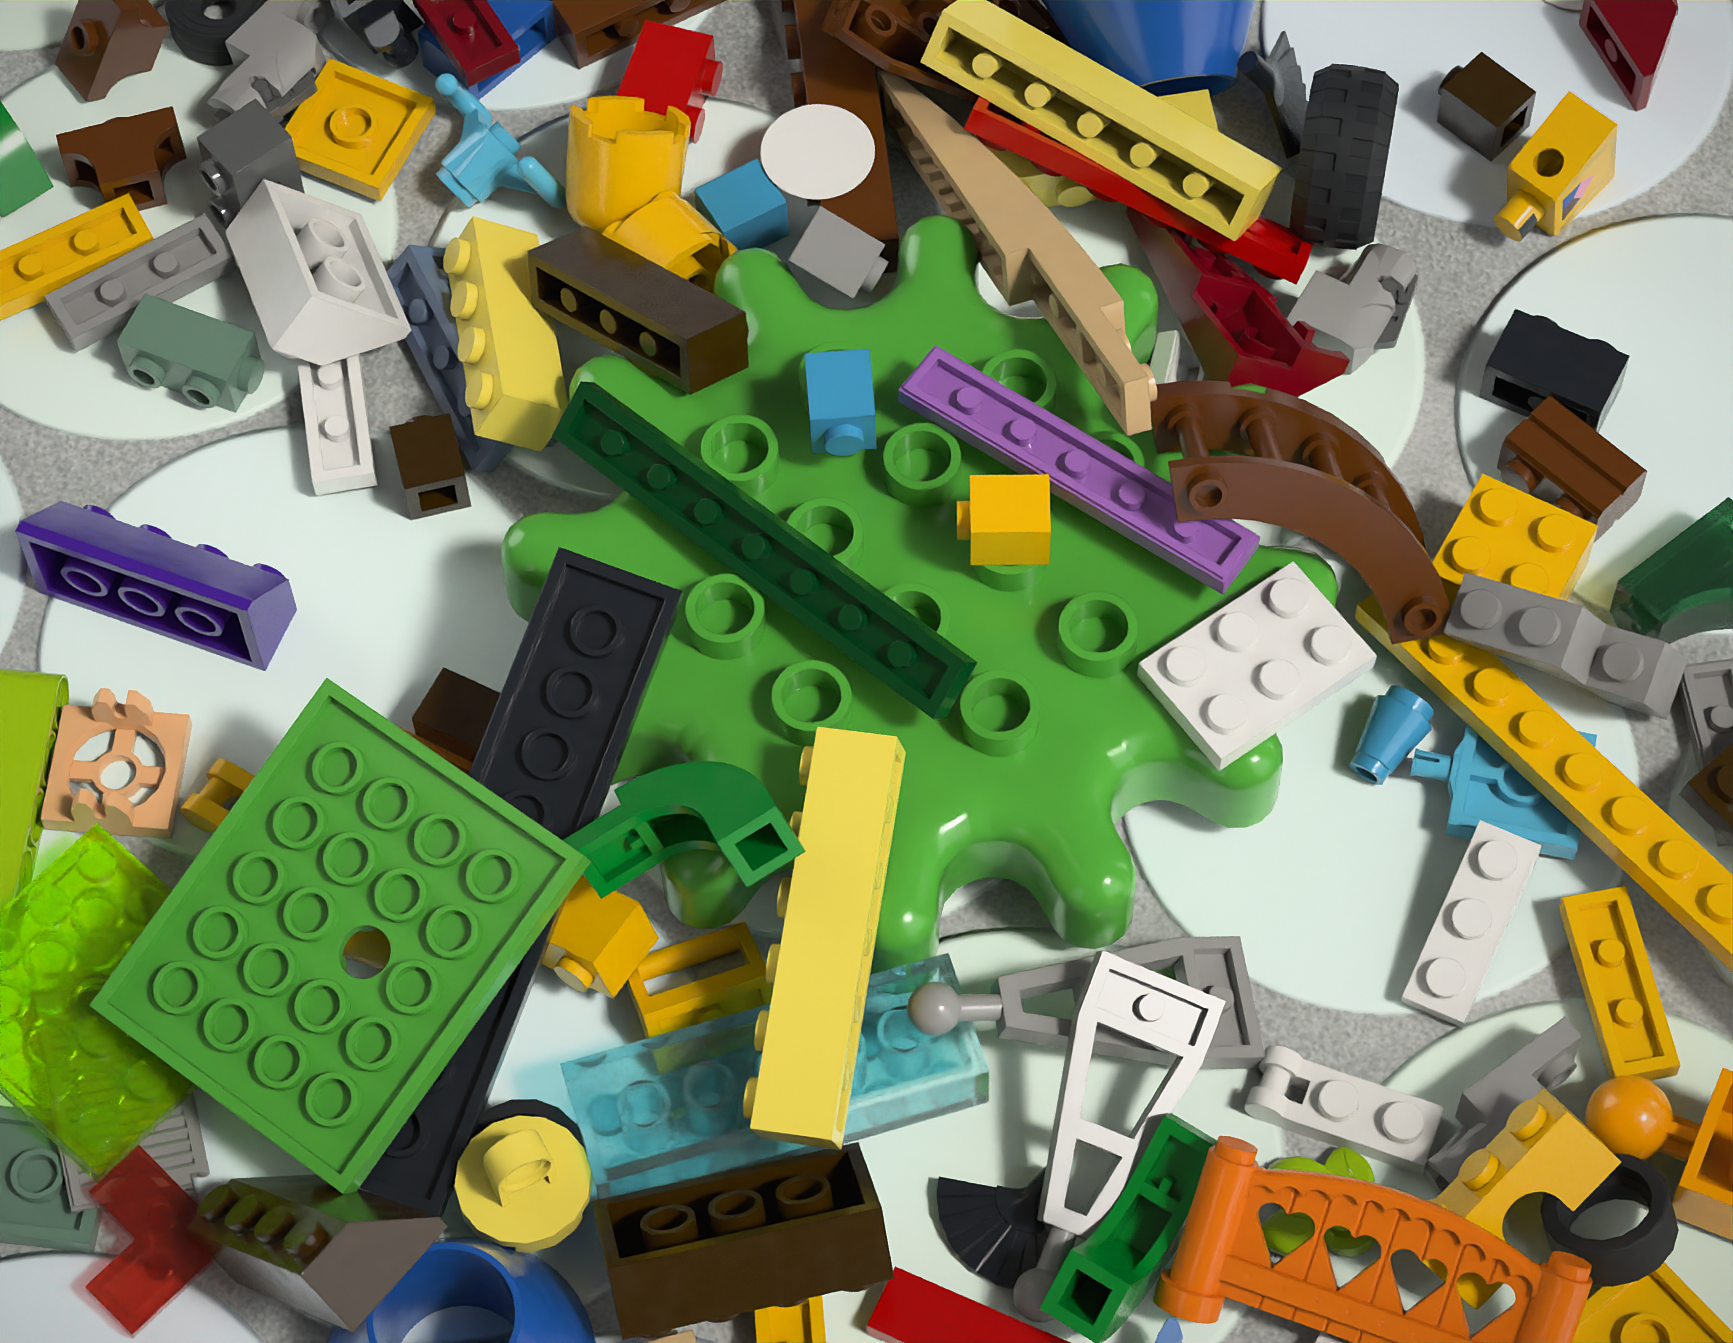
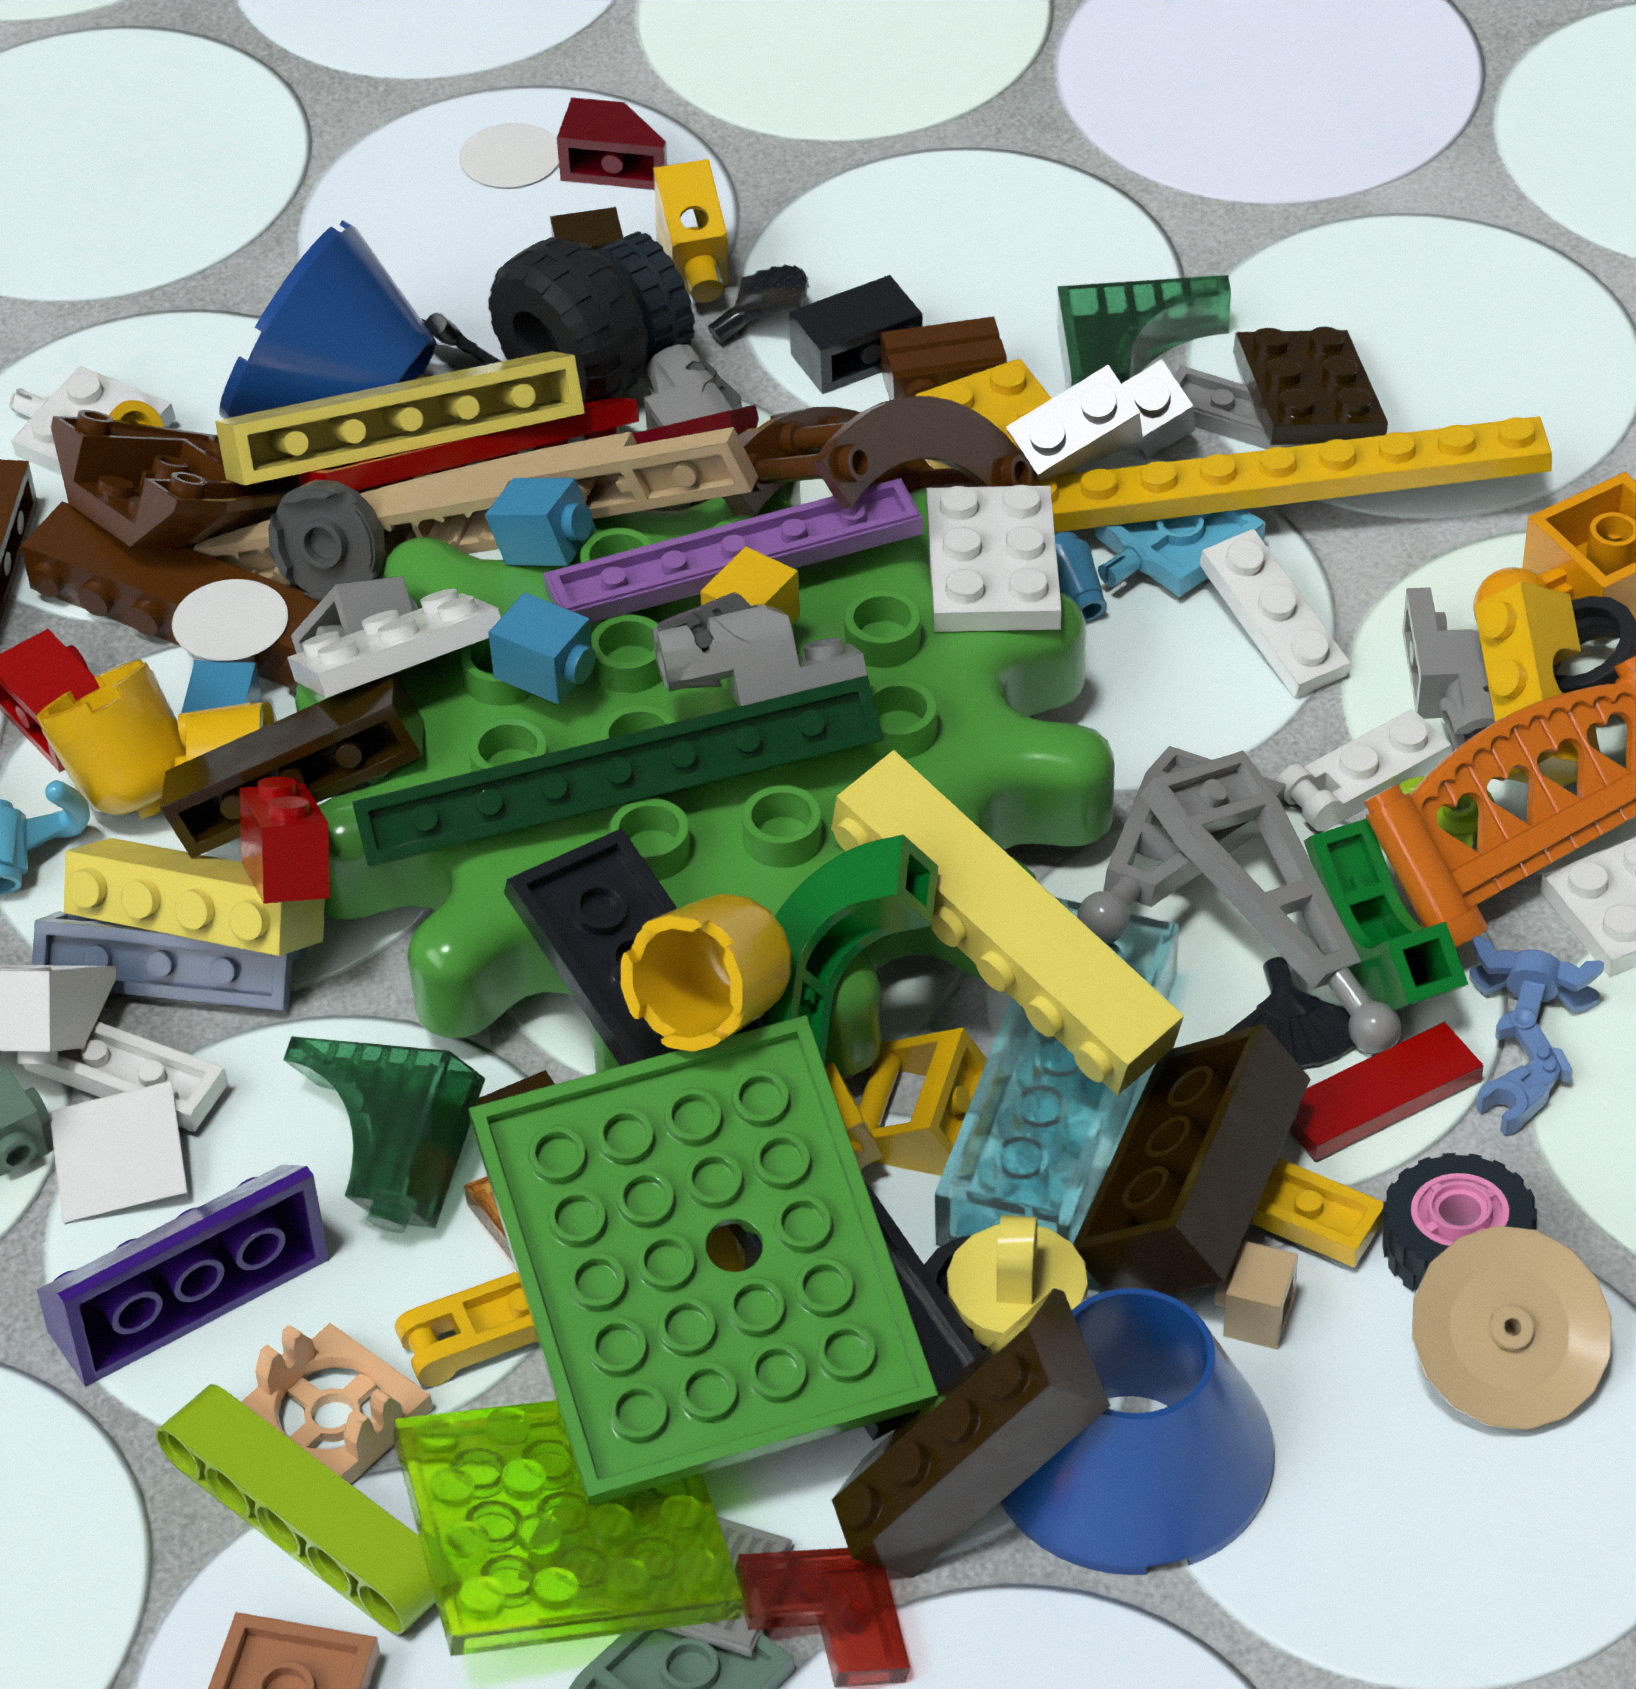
camera: 55 degrees left, 15 degrees down
(253, 458) = (117, 1151): none -> white sticker
(396, 627) = (404, 1120): none -> clear green arch
(430, 466) = (251, 1028): dark brown brick -> none
(538, 360) = (284, 841): none -> red brick
(558, 755) = (706, 970): none -> yellow cylinder
(782, 292) = (392, 642): none -> white plate
(922, 159) = (326, 537): none -> dark grey tile
(933, 563) = (749, 649): none -> light grey plate
(1006, 301) = (540, 521): none -> dark azure brick
(1432, 187) = (655, 288): none -> black wheel
(1542, 278) = (762, 295): none -> black hand
(1619, 984) = (1391, 562): yellow plate -> none

